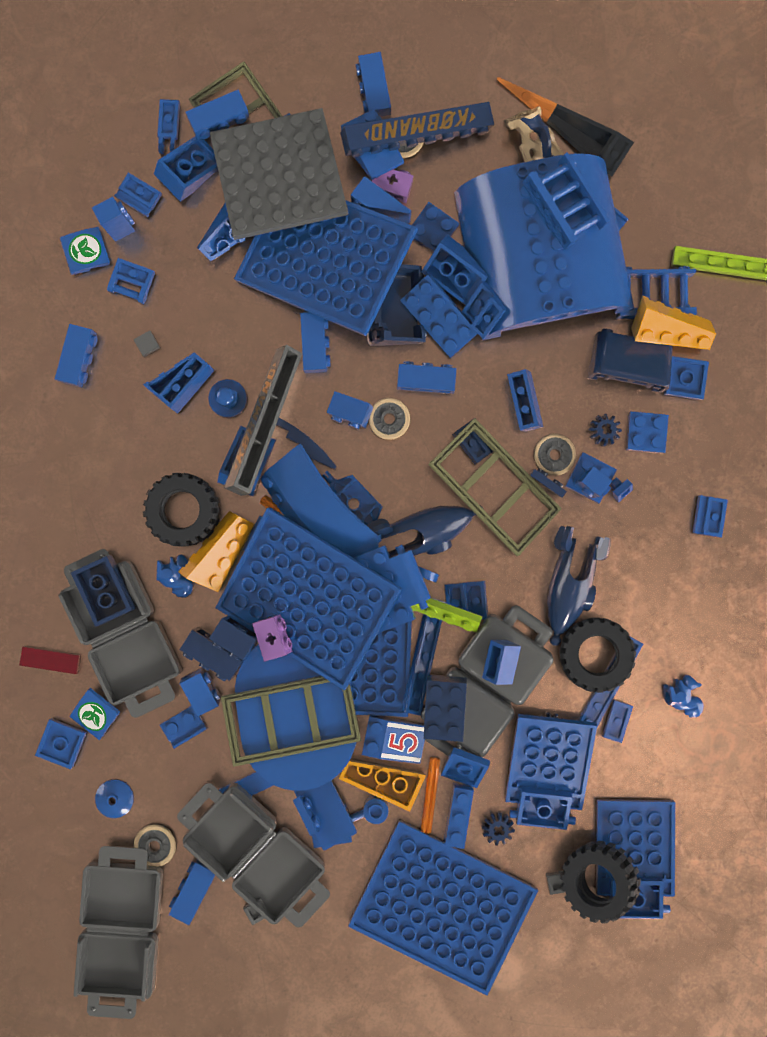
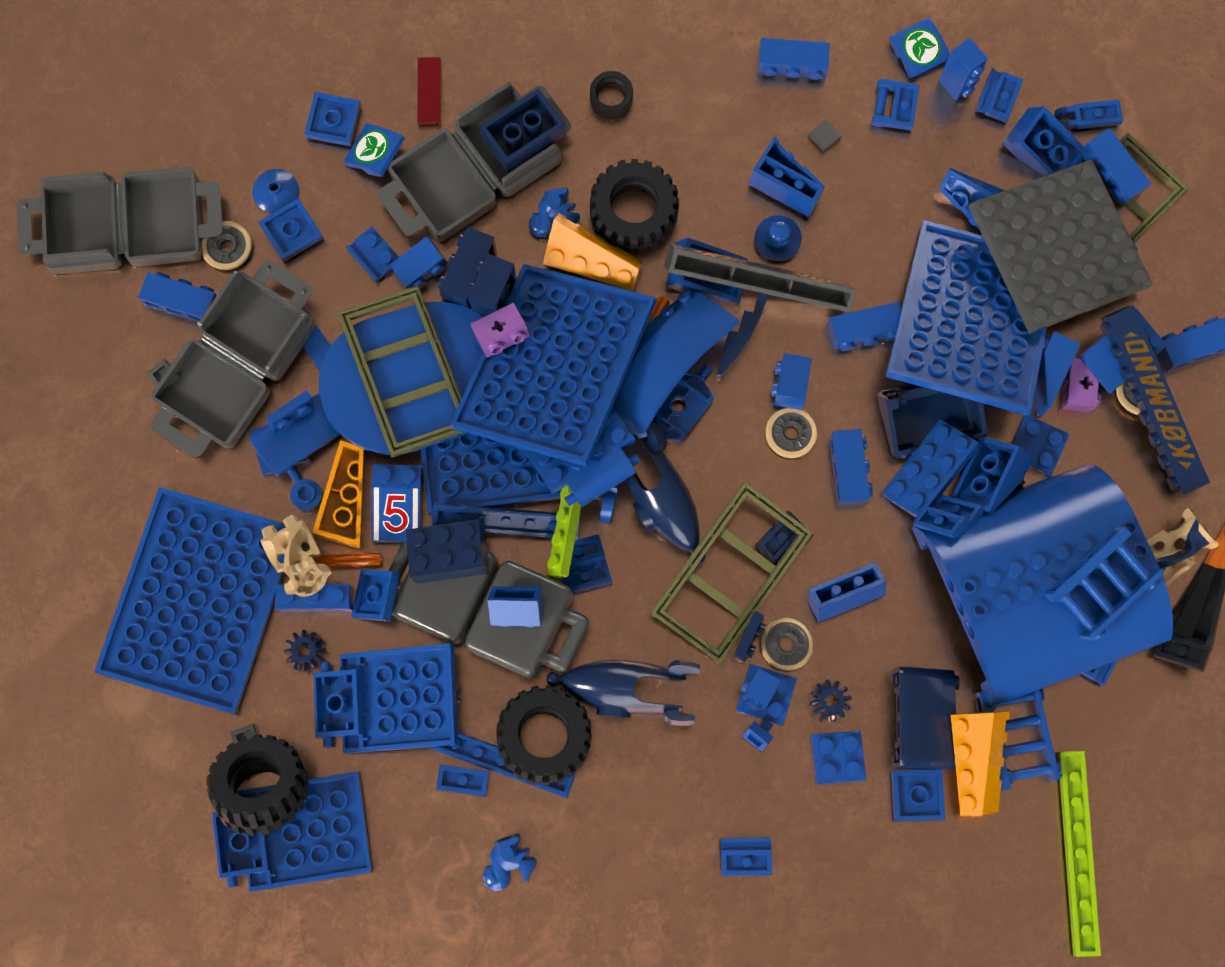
camera: 80 degrees right, 10 degrees down
(65, 513) = (614, 78): none -> black tyre
(151, 791) = (291, 230): none -> blue plate
(414, 831) = (306, 576): none -> tan hips

